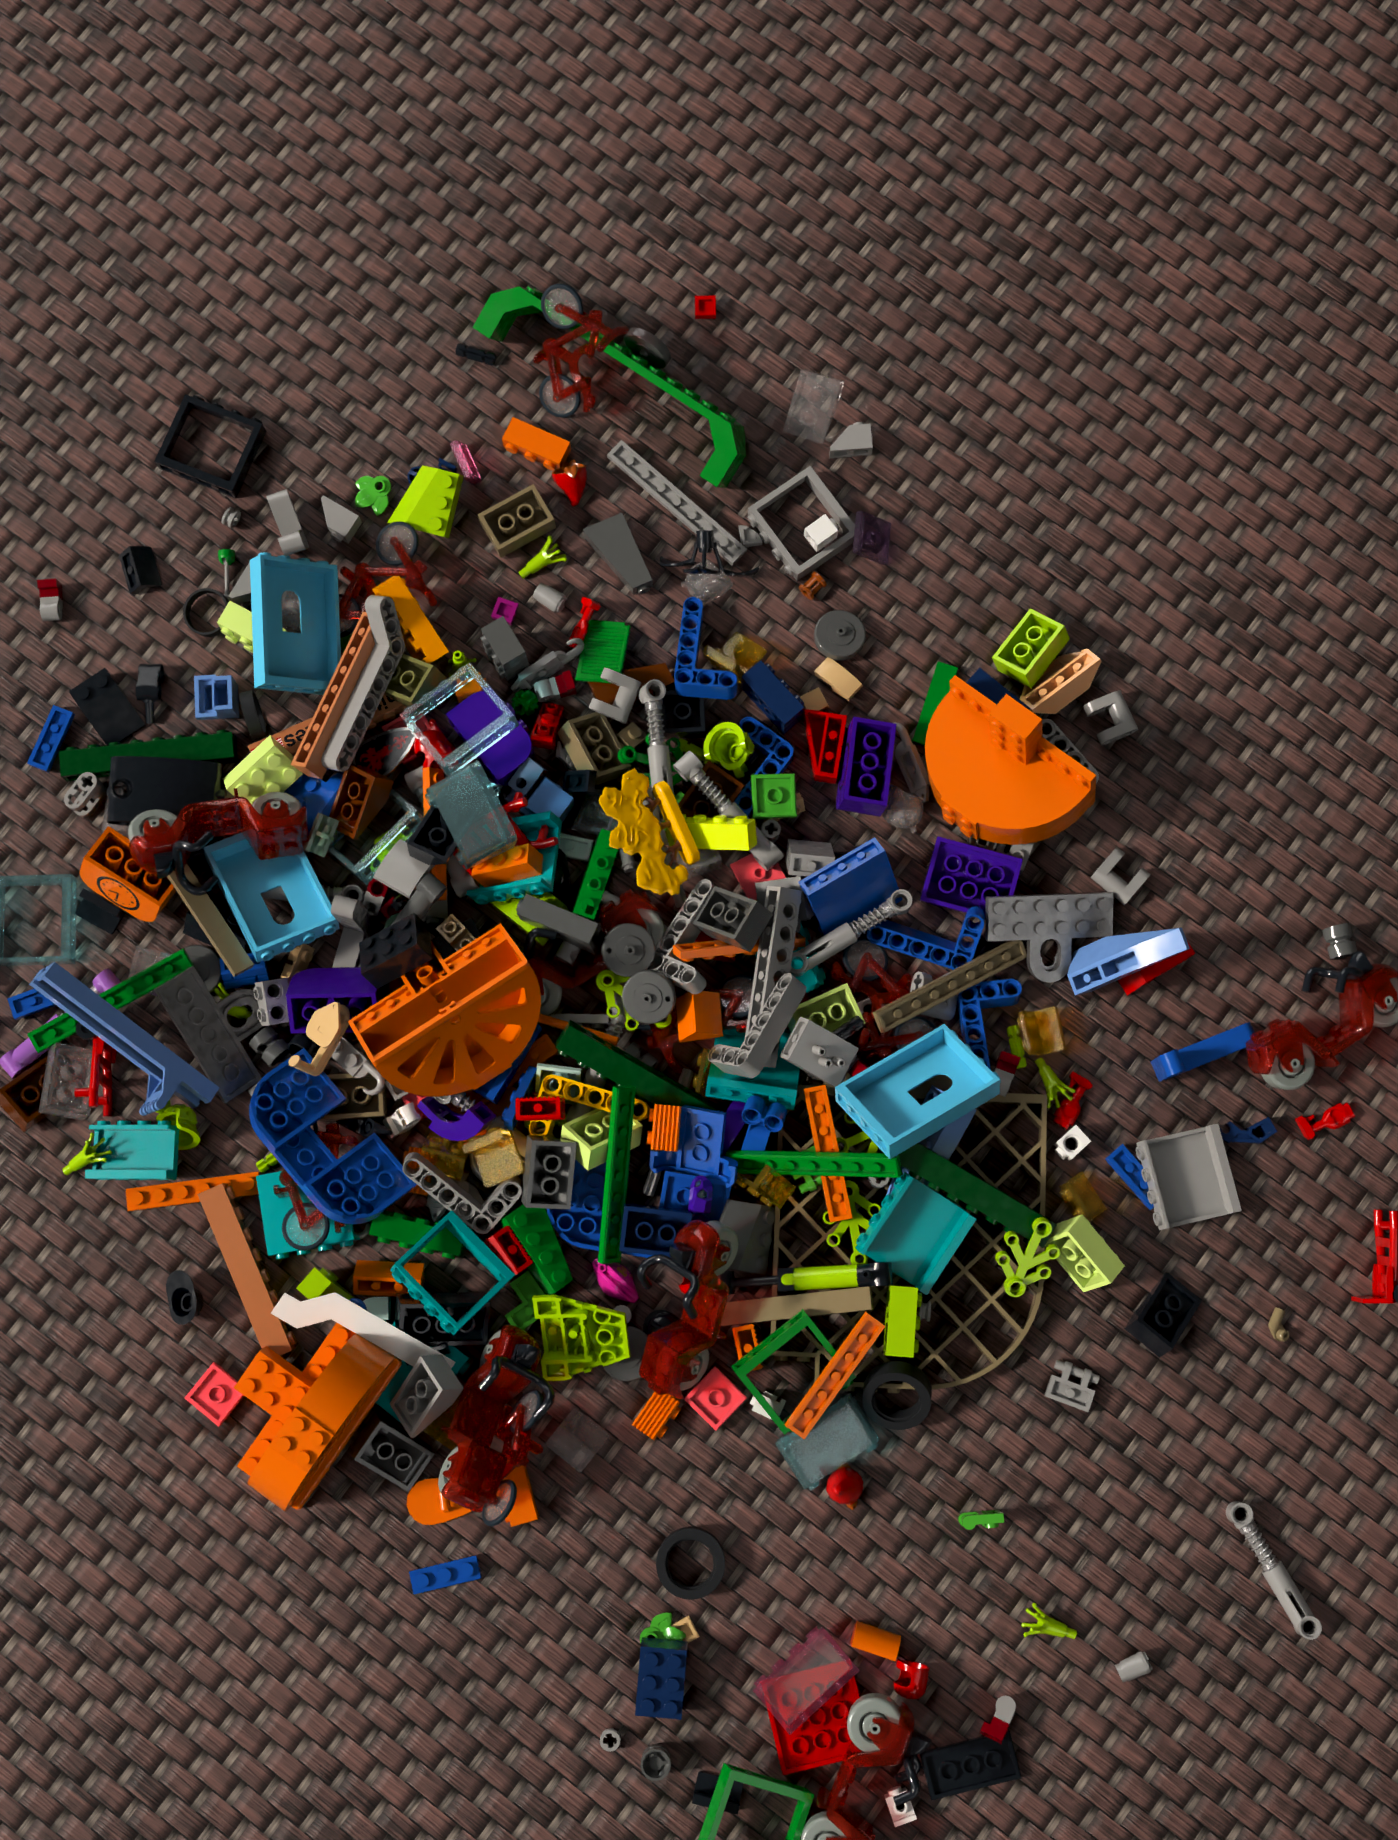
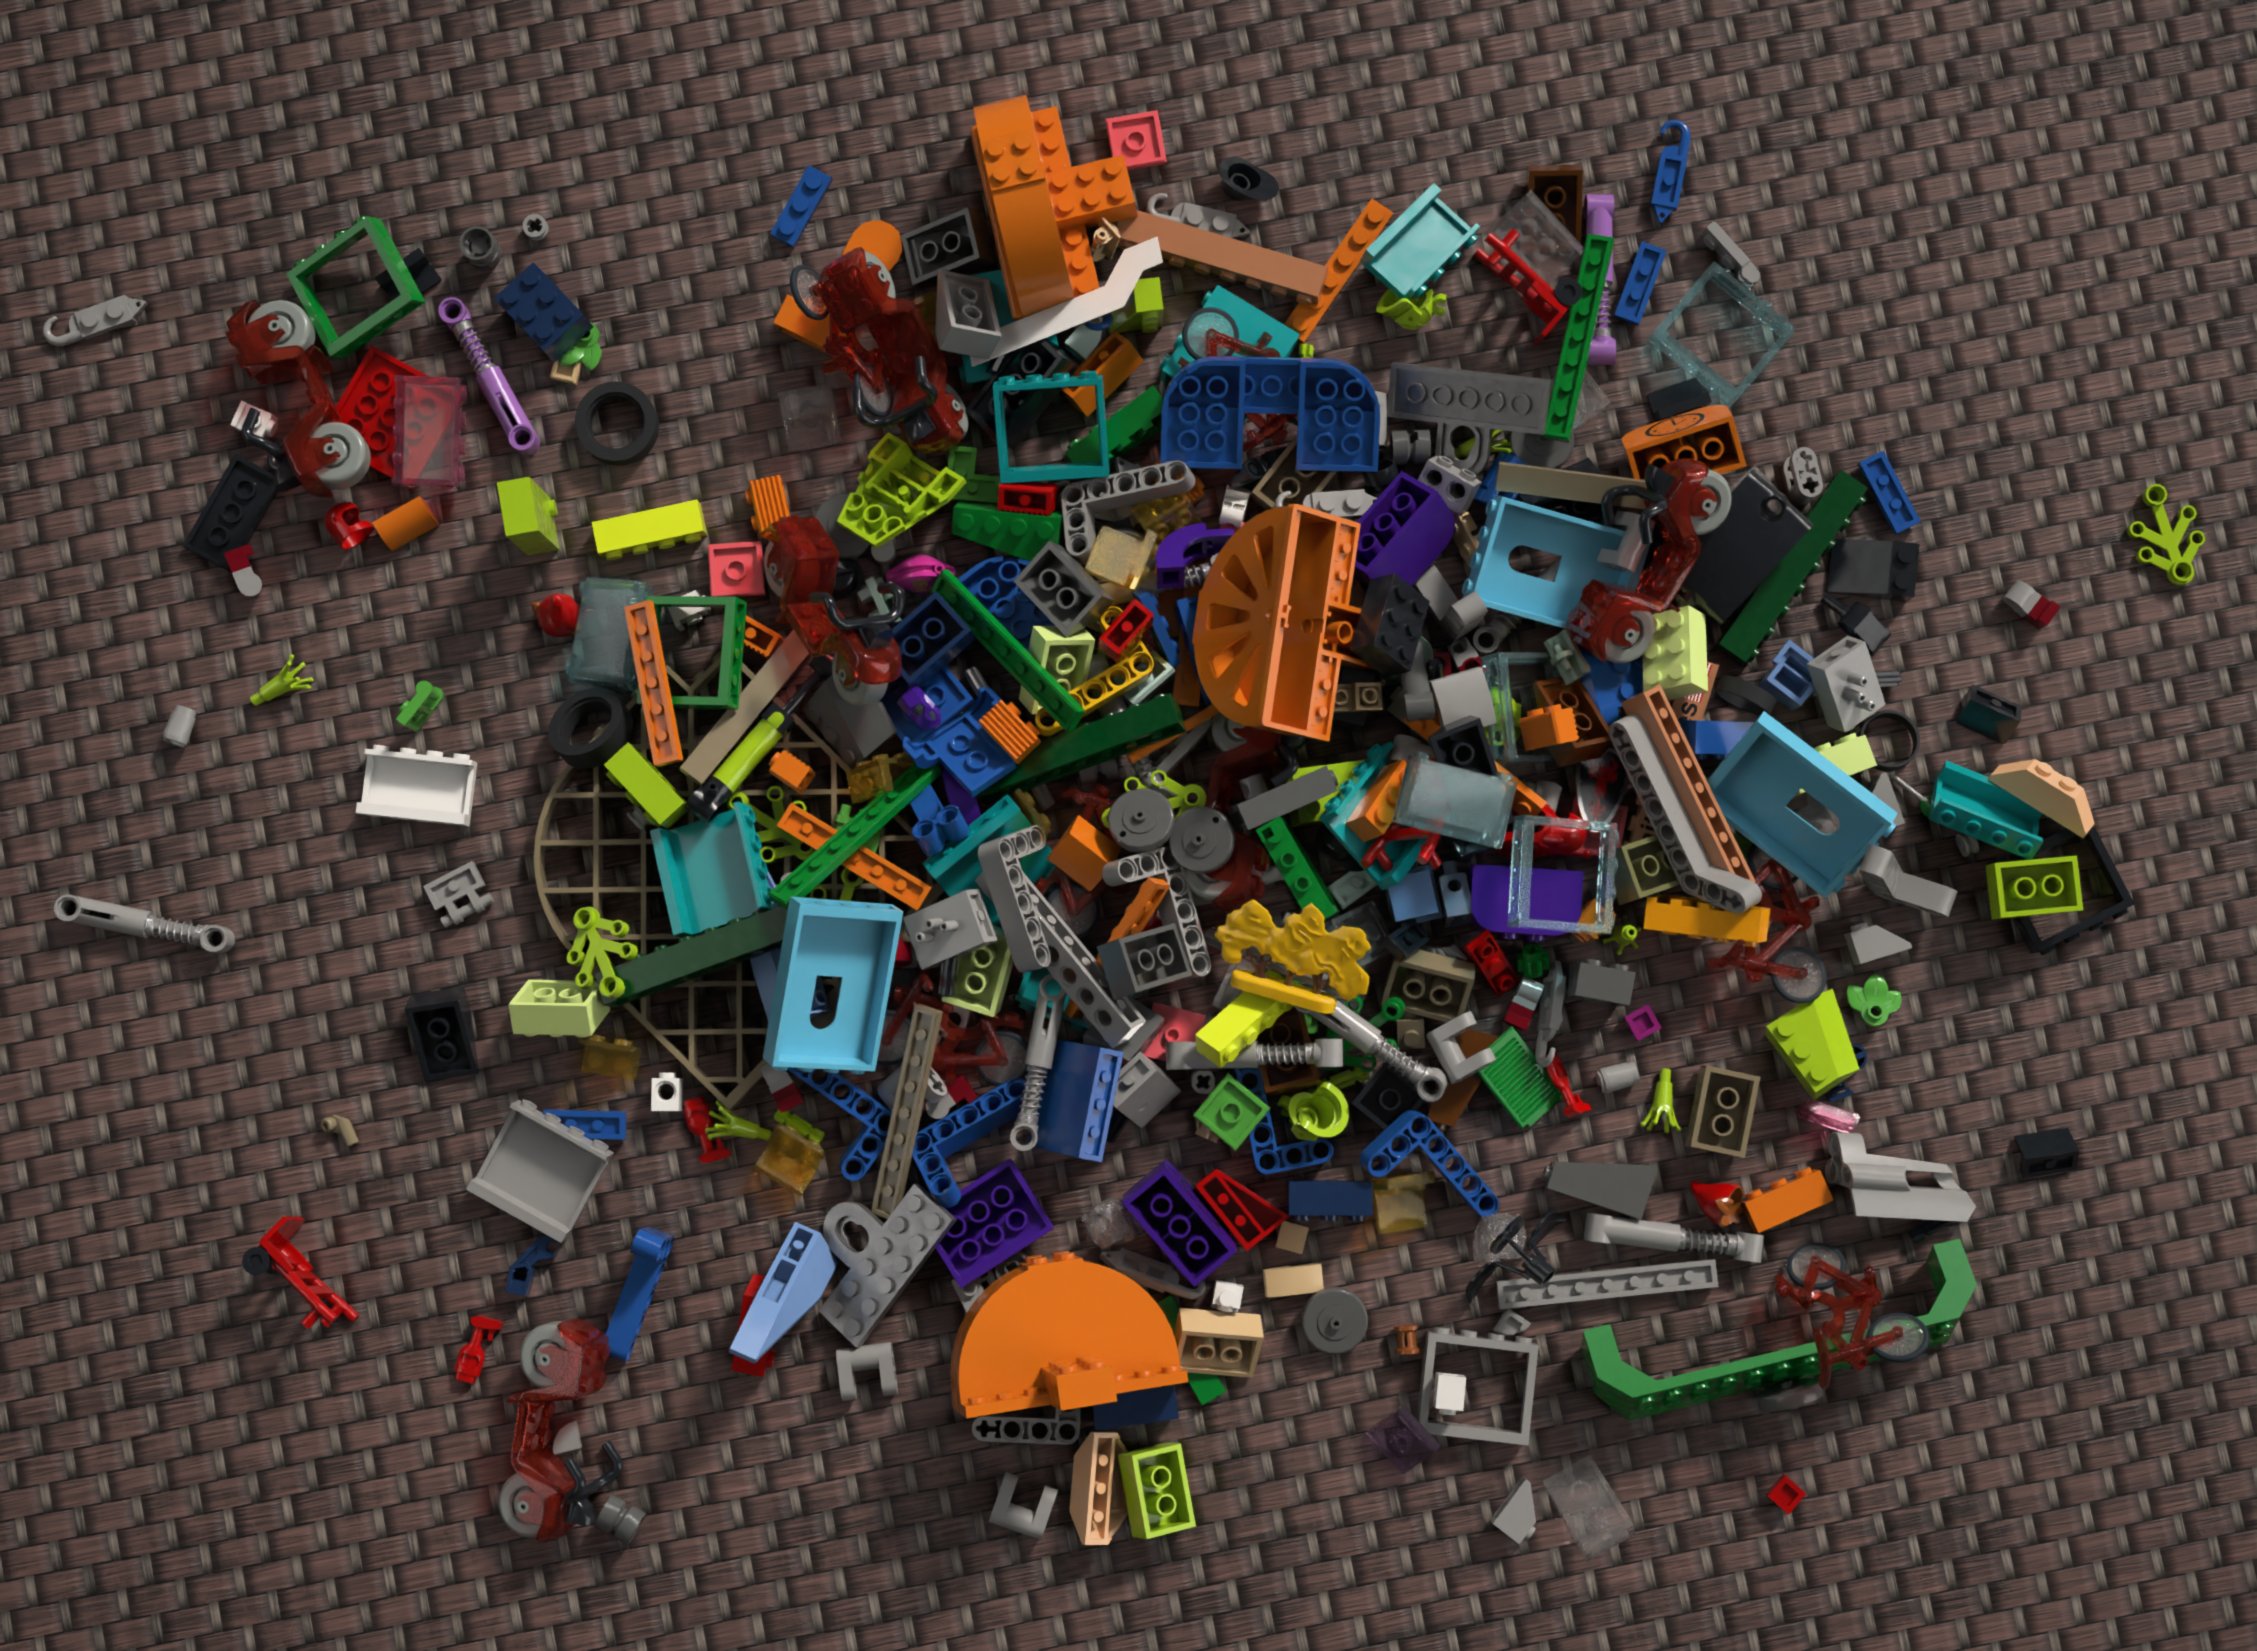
camera: 130 degrees right, 5 degrees up
(86, 1156) = (1453, 201): lime piece -> none
(160, 495) = (2047, 792): none -> light nougat wedge
(165, 1069) = (1464, 329): medium blue piece -> none
(192, 660) = (1849, 684): none -> light grey piece
(201, 520) = (1984, 811): none -> teal panel
(215, 854) = (1631, 546): none -> light grey connector
(225, 453) = (2034, 887): none -> lime brick
(233, 1308) = (1201, 217): none -> light grey plate
(292, 708) = (1713, 736): none -> blue brick
(299, 1353) = (1104, 241): none -> tan hinge
(326, 1030) = (1372, 500): tan piece -> none
(376, 327) = (2047, 1152): none -> black panel
(376, 804) = (1548, 728): none -> orange brick
(479, 397) = (1881, 1186): none -> light grey panel
(644, 528) = (1670, 1237): none -> light grey piece
(658, 1278) = (883, 601): none -> sand green hips
(734, 1674) = (490, 378): none -> medium lavender piece
(739, 1478) = (649, 529): none -> neon yellow brick
(801, 1558) = (528, 516): none -> lime brick
(811, 1240) = (791, 771): none -> orange brick
(882, 707) = (1227, 1296): none -> white brick
(906, 966) = (955, 1094): none -> leg
(912, 688) = (1218, 1342): none -> tan slope
(1031, 1475) = (418, 786): none -> white panel
(1324, 1016) = (567, 1438): none -> light grey tile

